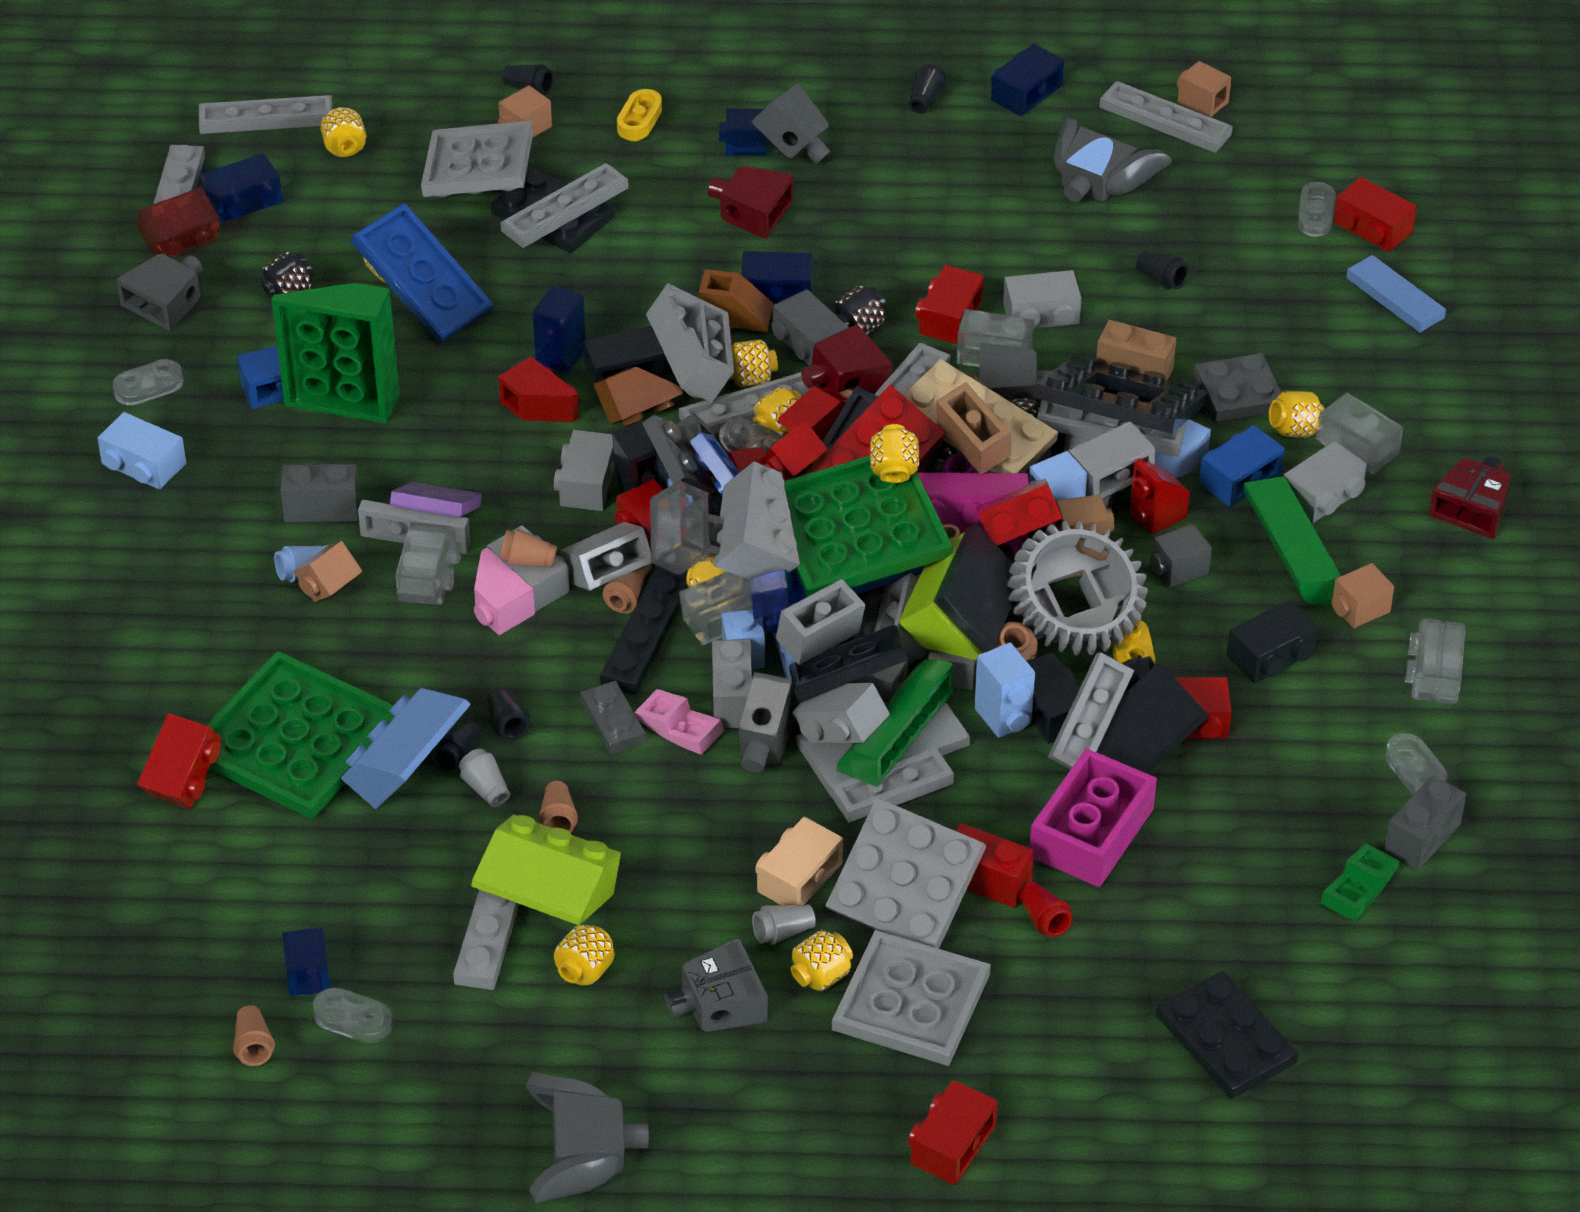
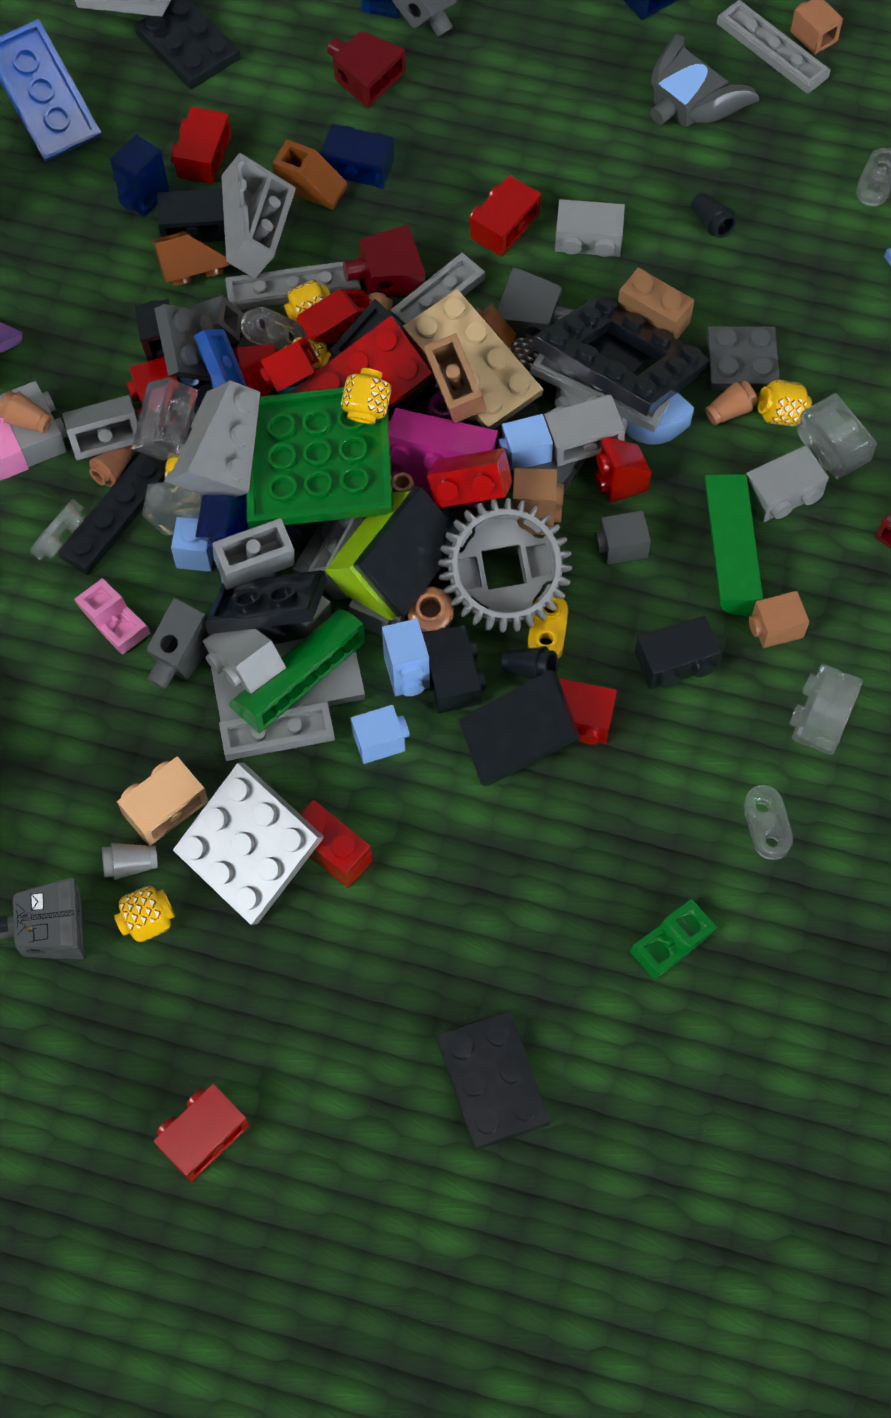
camera: 15 degrees right, 20 degrees up
(537, 393) = (103, 236): red slope -> none
(564, 205) = (193, 41): light grey tile -> none
(585, 471) = (115, 332): light grey brick -> none
(589, 665) = (49, 542): none -> clear plate
(607, 296) = (201, 145): none -> red brick
(612, 717) = (56, 598): flat silver plate -> none
(731, 679) = (169, 577): light grey brick -> none
(752, 363) = (301, 244): yellow head -> none
(803, 323) = (364, 210): dark grey brick -> none
(862, 307) = (419, 207): black head -> none
(911, 997) = (215, 971): light grey plate -> none
(994, 329) = (530, 256): clear brick -> none
(998, 766) = (379, 733): none -> light blue brick
(1046, 910) = (369, 904): red cone -> none
(1091, 710) = (475, 704): light grey plate -> none
(1092, 817) = (442, 815): dark pink brick -> none
(1240, 460) = (713, 448): blue brick -> none
(1245, 416) = (733, 402): none -> nougat cone
(1425, 822) = (753, 891): dark grey brick -> none

